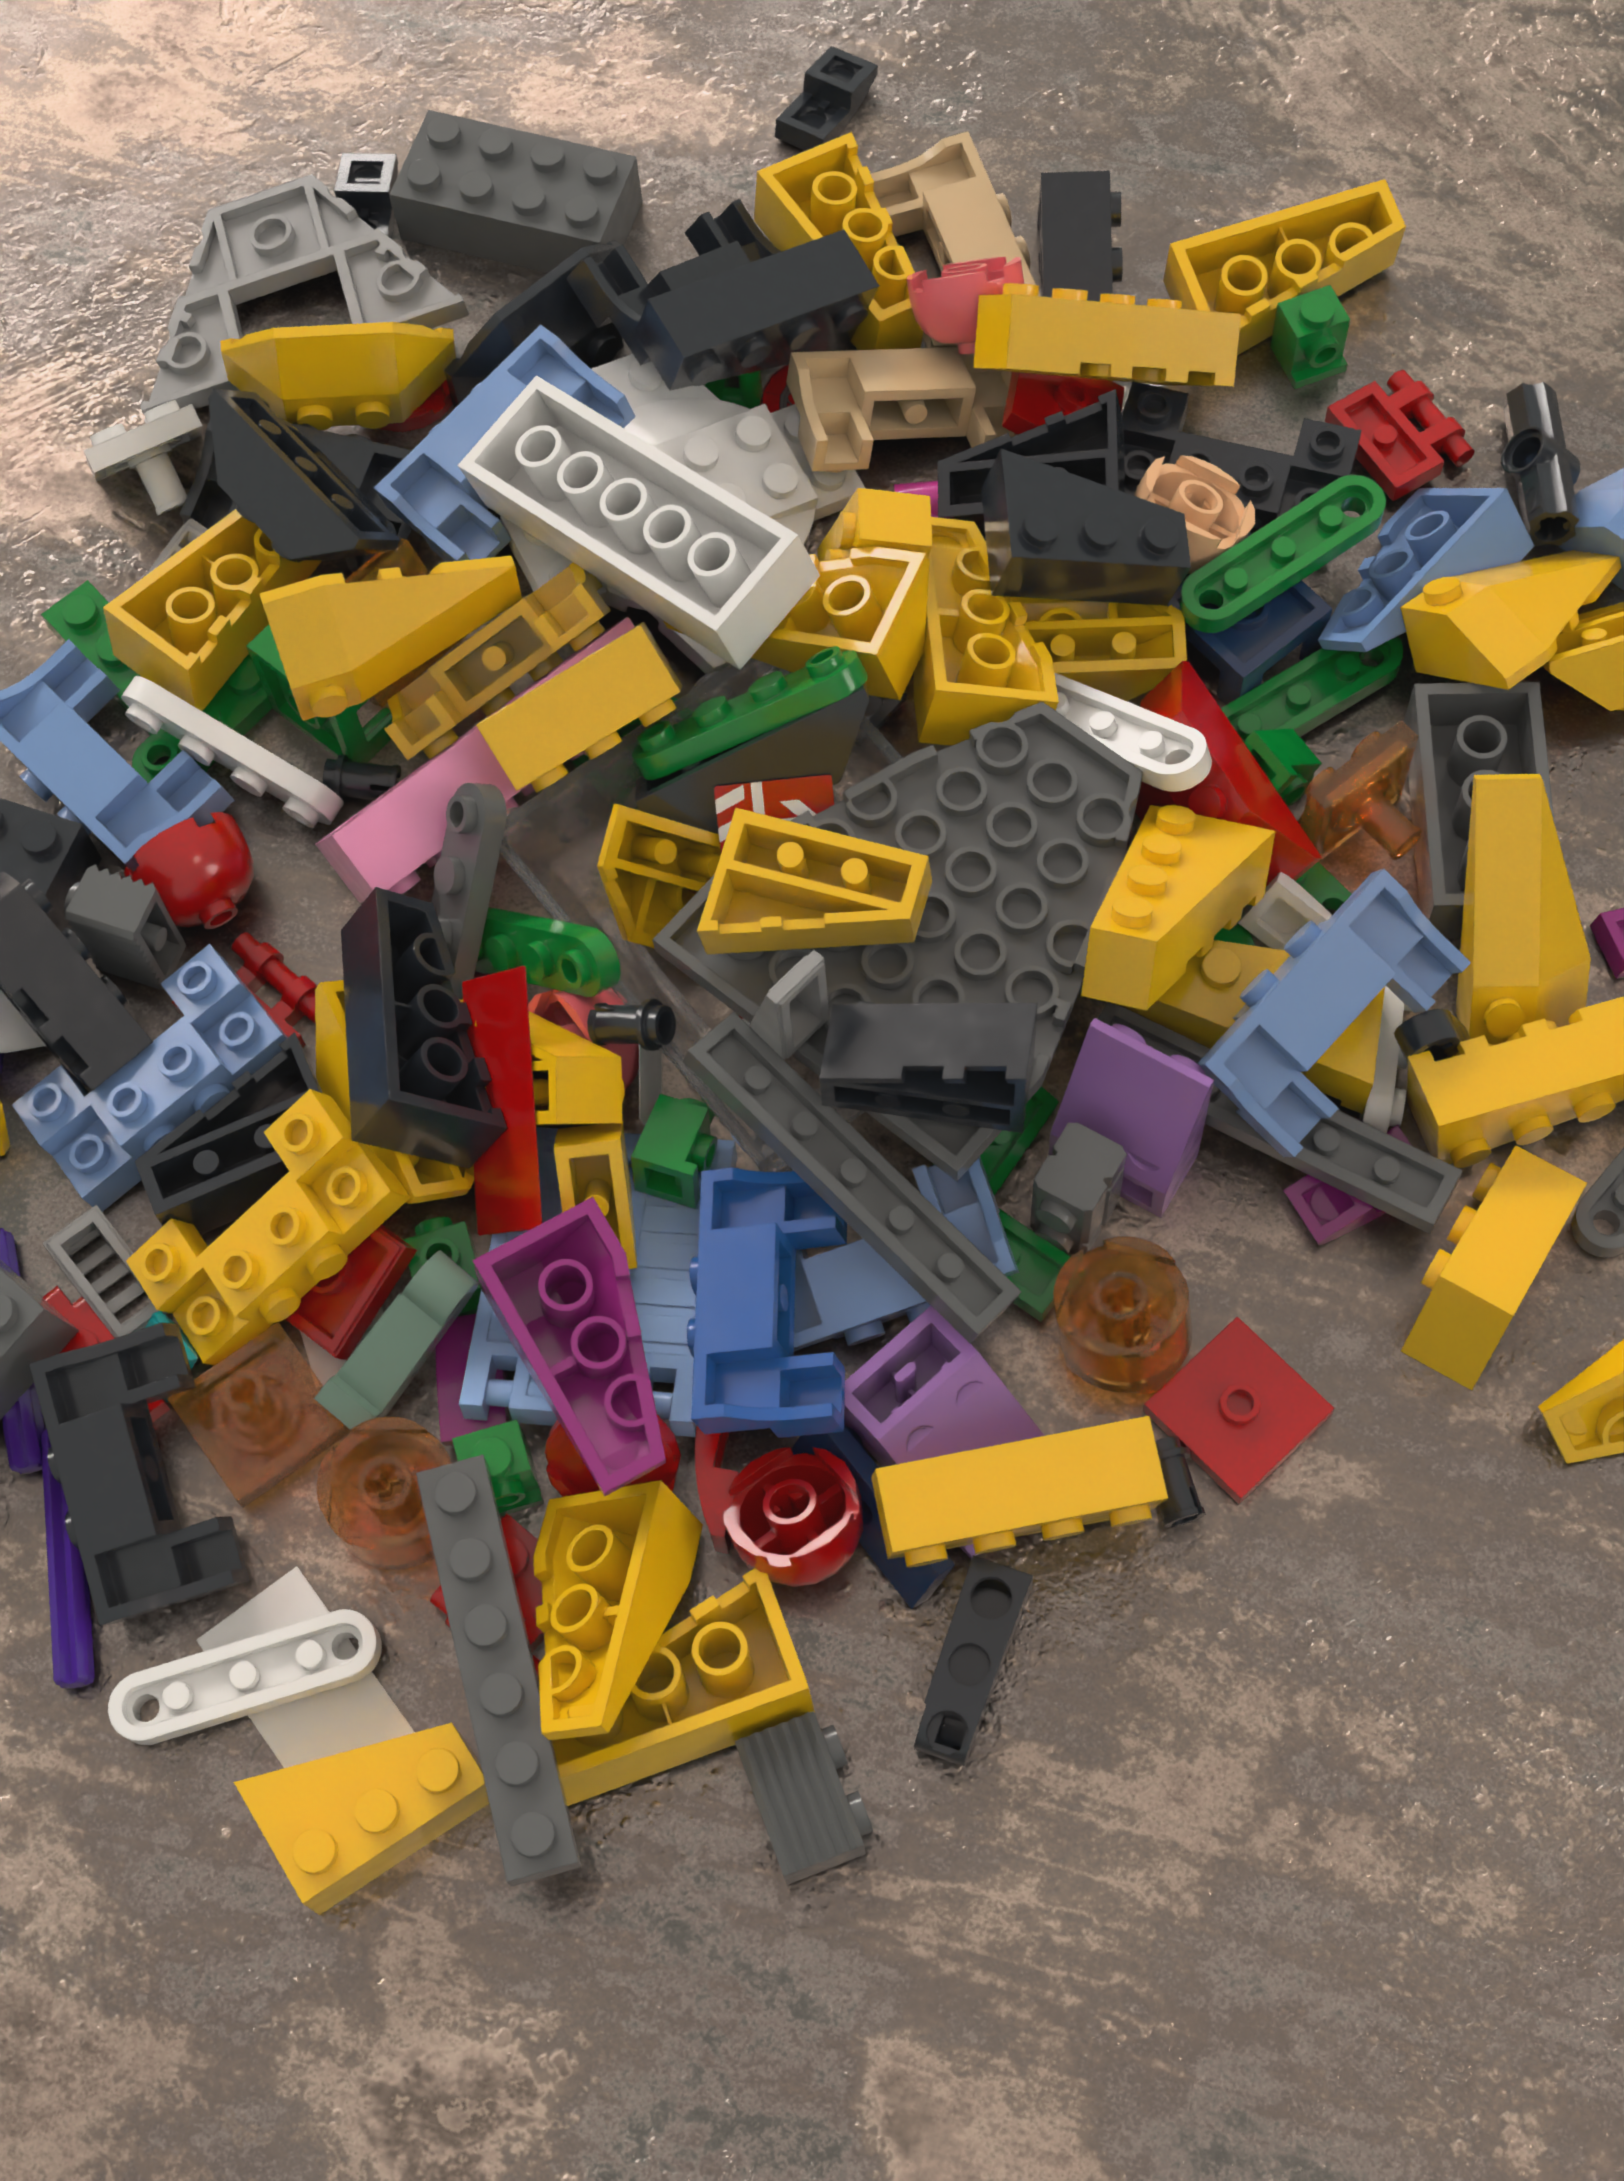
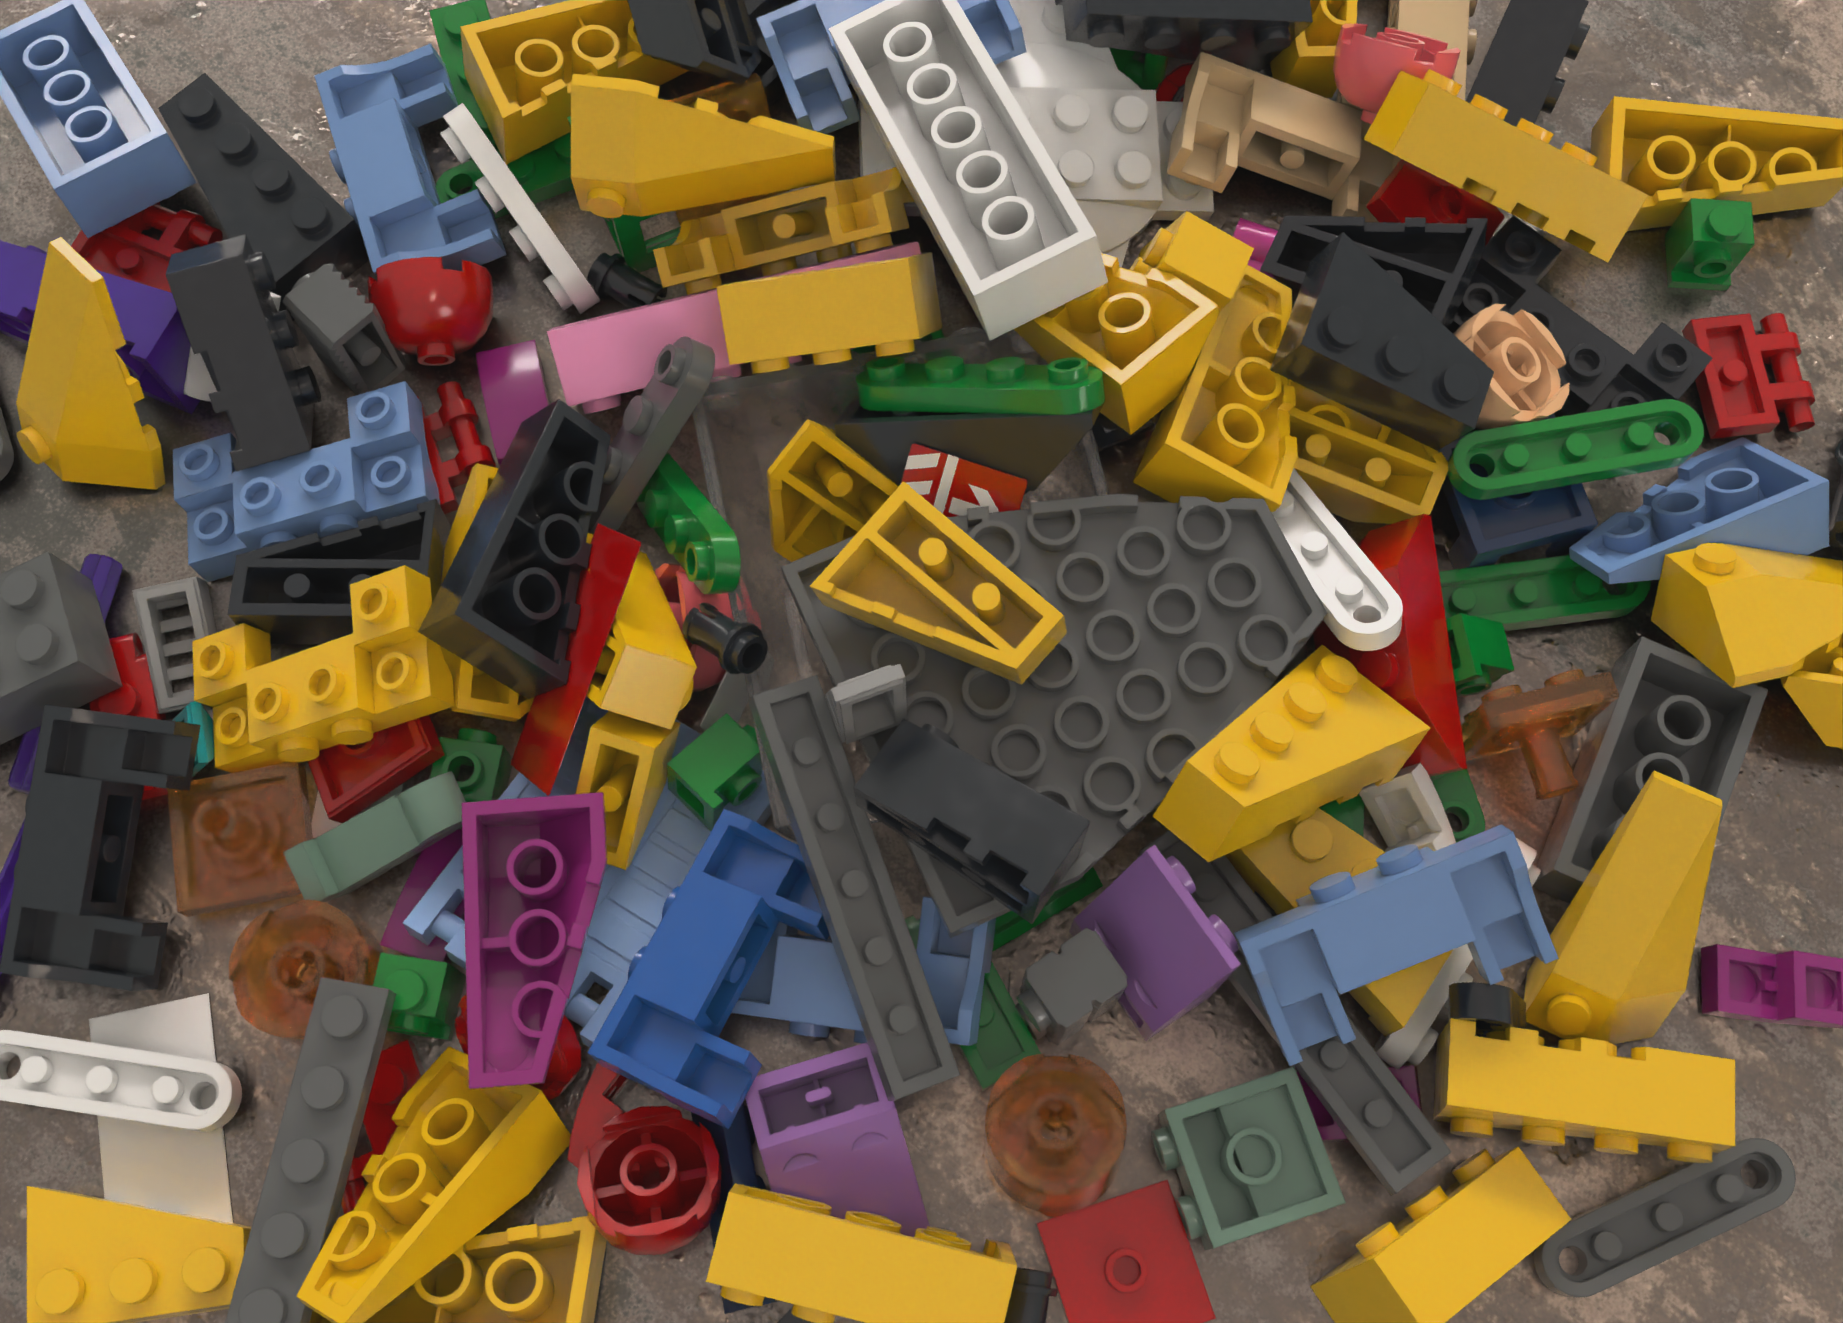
camera: 20 degrees right, 5 degrees up
(307, 921) = (511, 390): none -> magenta slope
(1295, 1265) = (1246, 1159): none -> sand green plate

